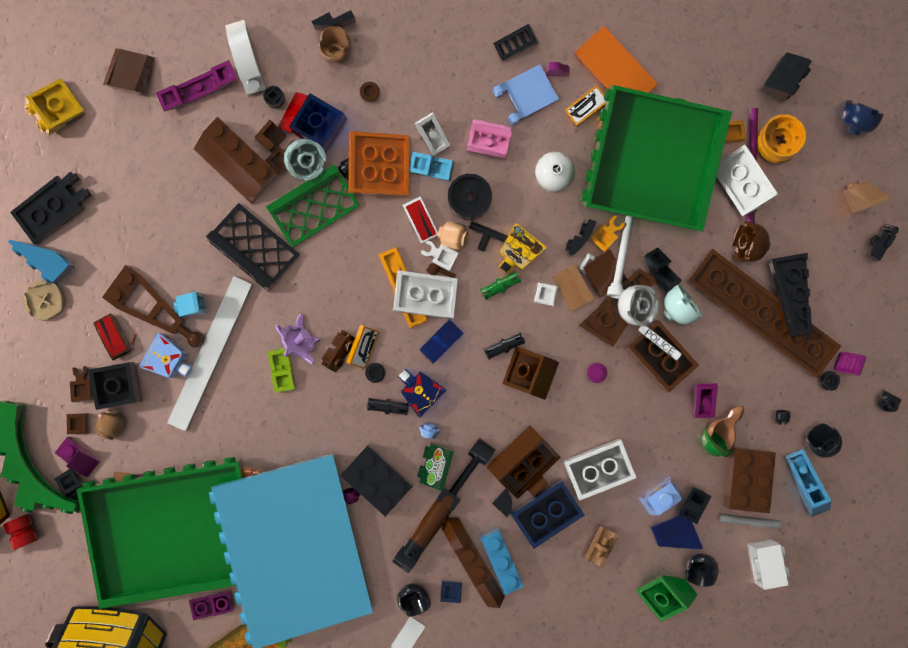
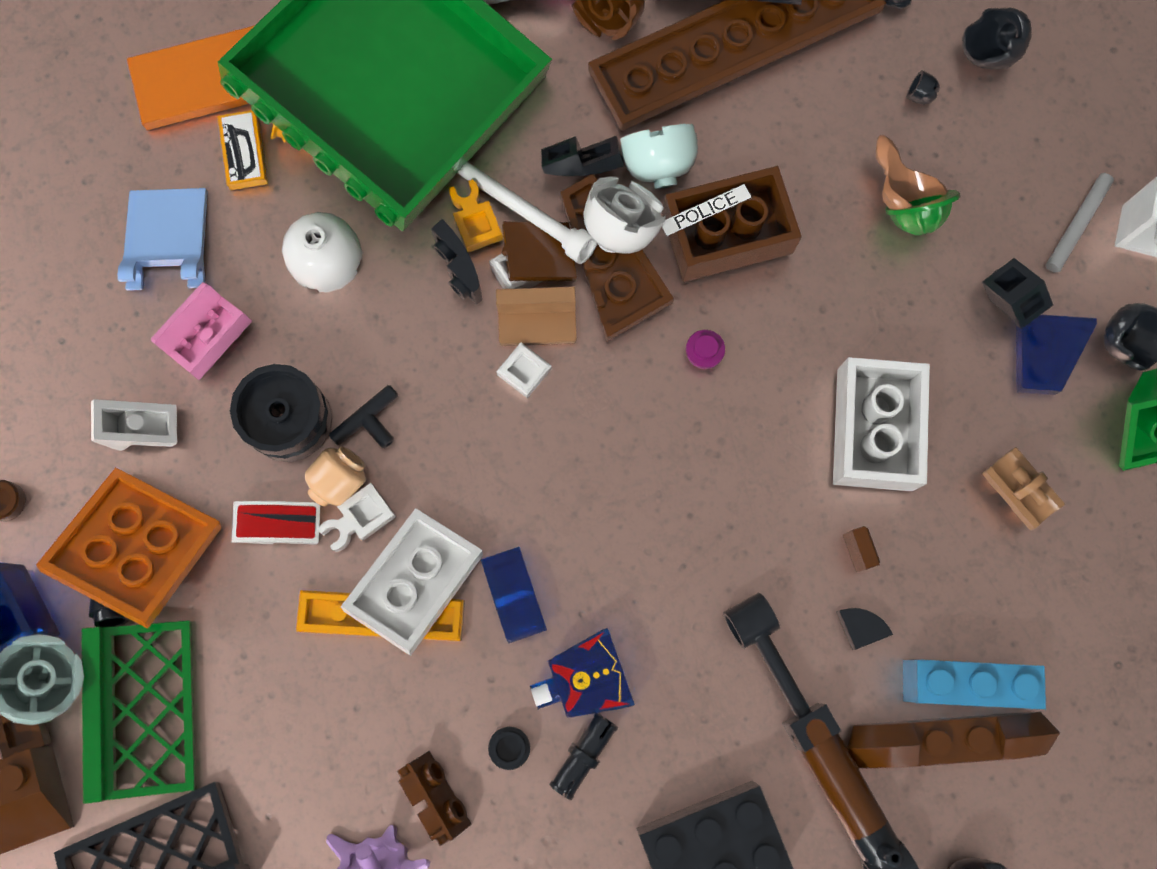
camera: 65 degrees left, 10 degrees down
(362, 347) = (449, 748): tile -> none
(429, 430) = (666, 699): light blue plate -> none
(431, 166) = (195, 458): medium azure slope -> none
(433, 269) = (376, 540): reddish brown hand -> none
(436, 466) = (741, 720): slope -> none
(451, 591) = (988, 810): dark blue tile -> none
(500, 285) = (468, 439): green pin -> none
(504, 345) = (578, 485): black pin -> none
(519, 249) = (422, 373): torso -> none
(523, 462) = (804, 553): reddish brown slope -> none
(527, 28) = (55, 196): black slope -> none
(530, 372) = (649, 461): reddish brown slope -> none
(547, 513) = (922, 555): dark blue brick -> none
(557, 69) = (152, 164): magenta tile -> none
(661, 497) = (978, 339): light blue torso -> none
(705, 400) = (838, 190): magenta slope -> none
(750, 480) = (1013, 184): reddish brown brick -> none
(808, 483) = (1058, 98): dark azure slope -> none

